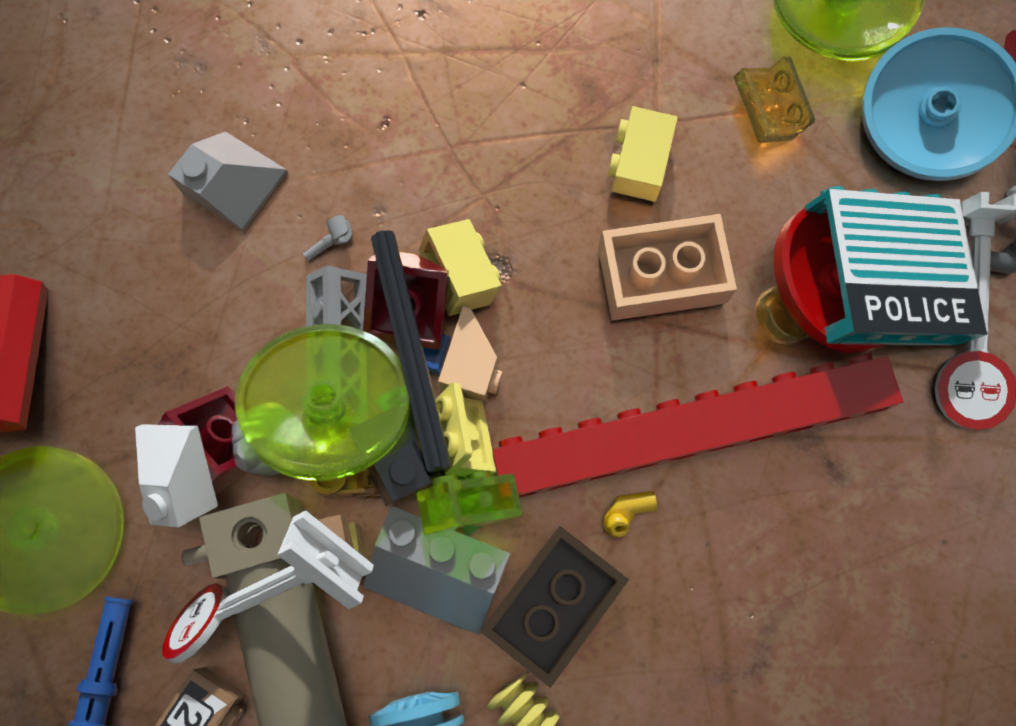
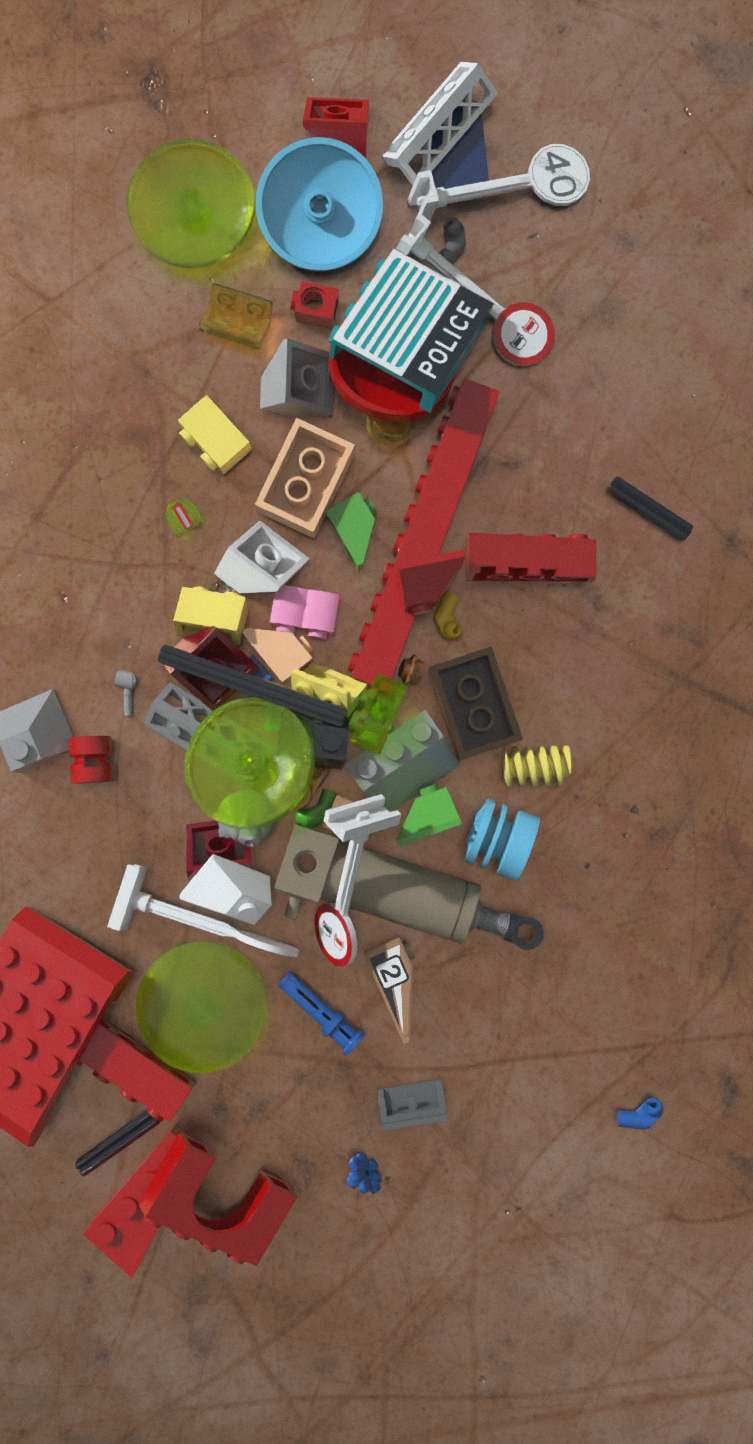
camera: 55 degrees left, 10 degrees up
(110, 380) = (132, 898): none -> white piece
(244, 236) = (90, 748): none -> red wheel
(314, 504) = (315, 815): none -> bright green arm
(394, 639) = (429, 815): none -> bright green slope
(531, 358) = (305, 610): none -> bright pink brick
(541, 179) = (182, 516): none -> clear neon green tile
(544, 510) = (411, 670): none -> dark orange plate
(549, 278) = (260, 561): none -> white slope
(653, 349) = (354, 526): none -> bright green slope
(653, 458) = (427, 579): none -> red slope
(754, 558) = (529, 558): none -> red wedge
(755, 197) = (297, 381): none -> light grey slope
(853, 155) = (320, 317): none -> red brick
(903, 656) = (650, 508): none -> black axle

